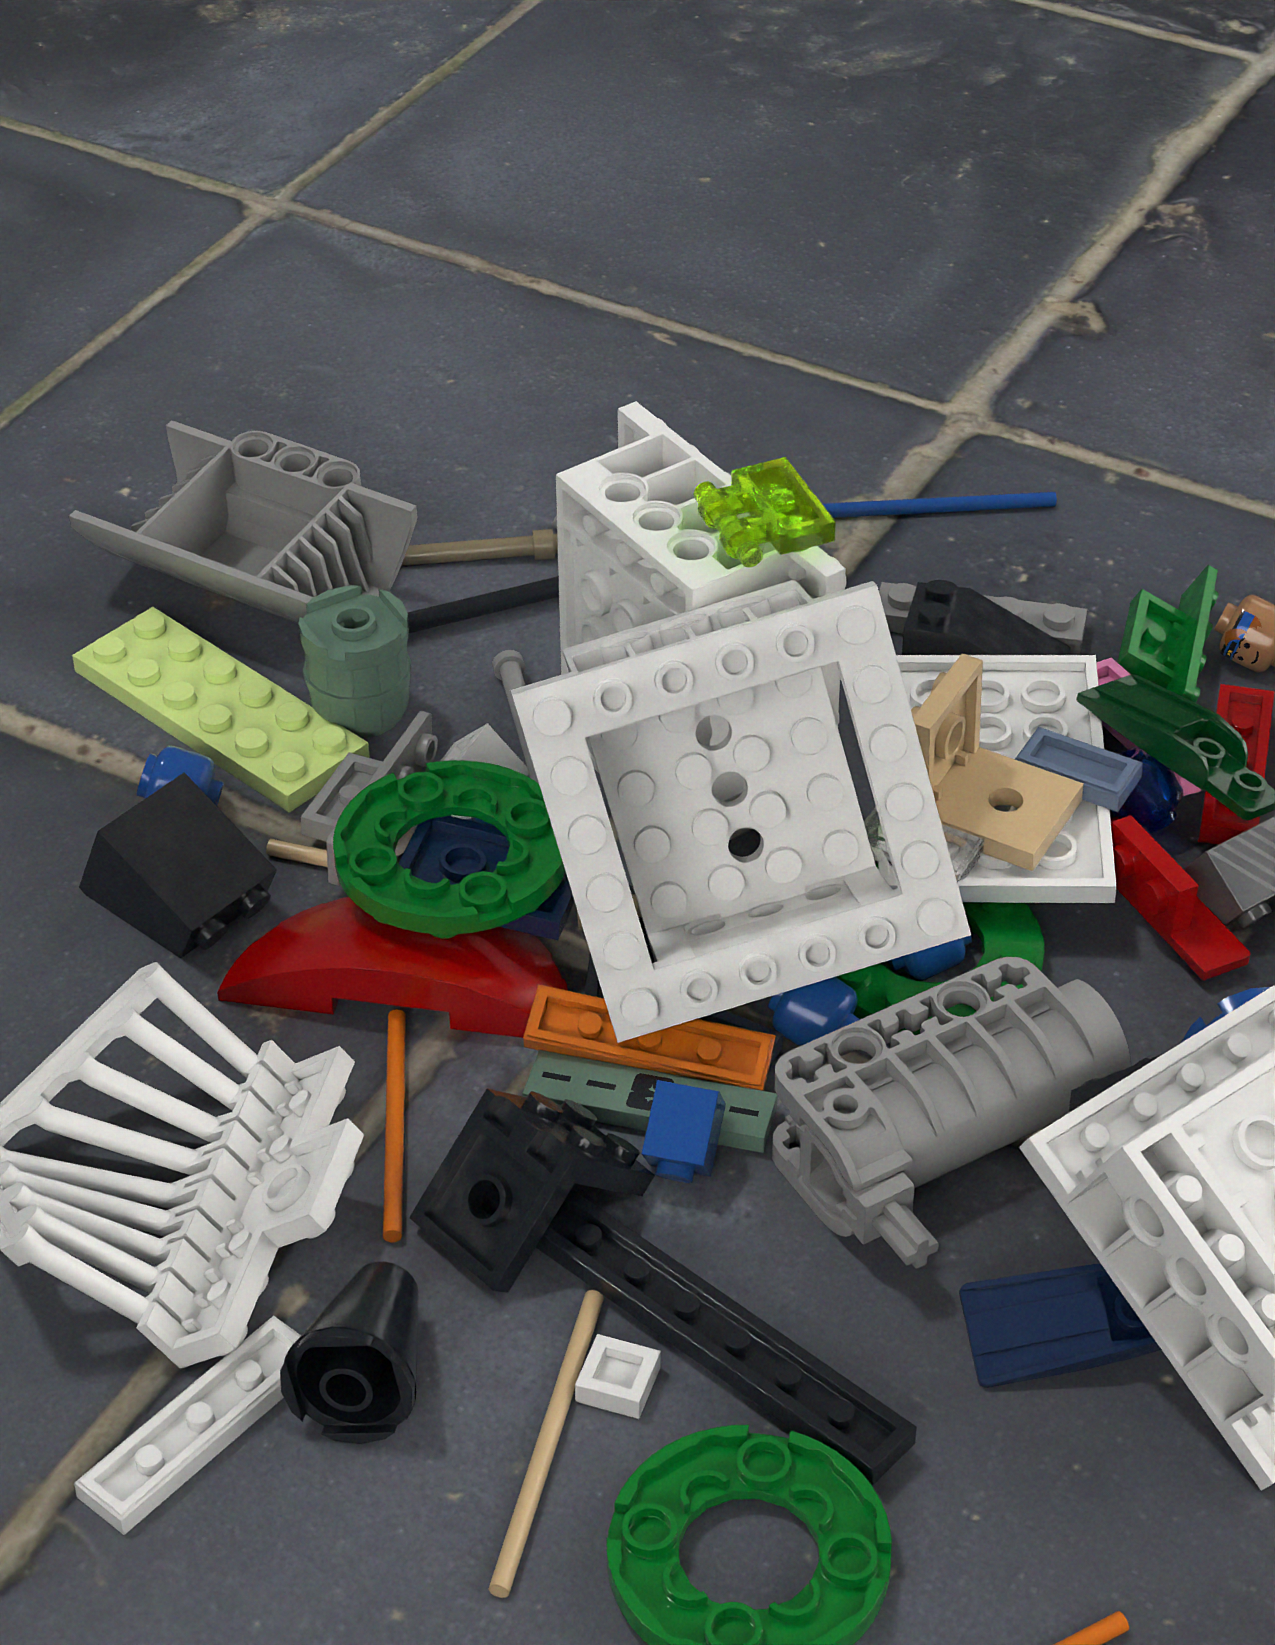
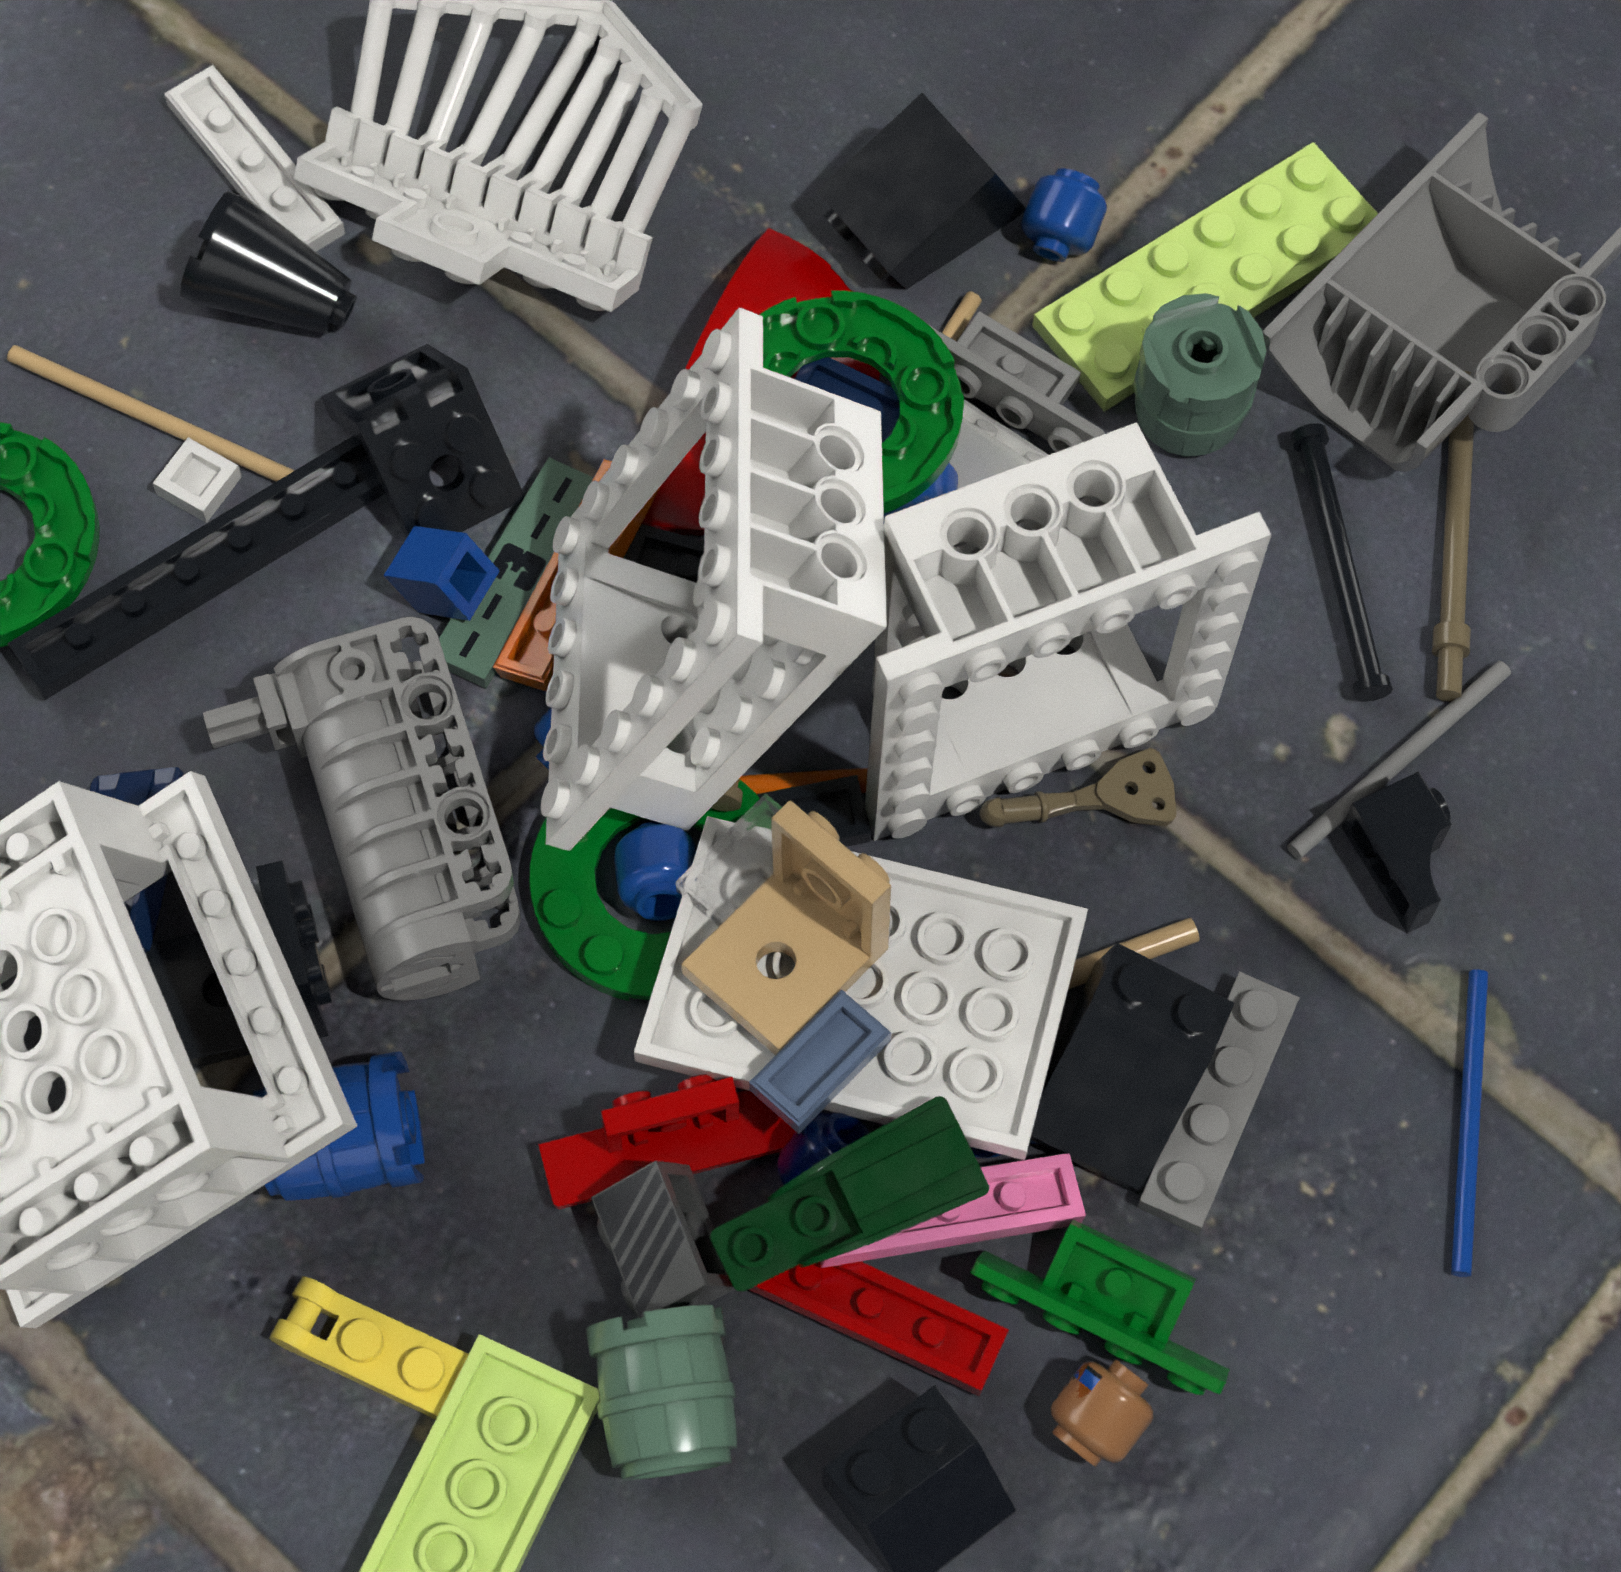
camera: 100 degrees right, 25 degrees up
(394, 1127) = (547, 352): orange axle -> none
(779, 508) = (986, 619): clear neon green plate -> none

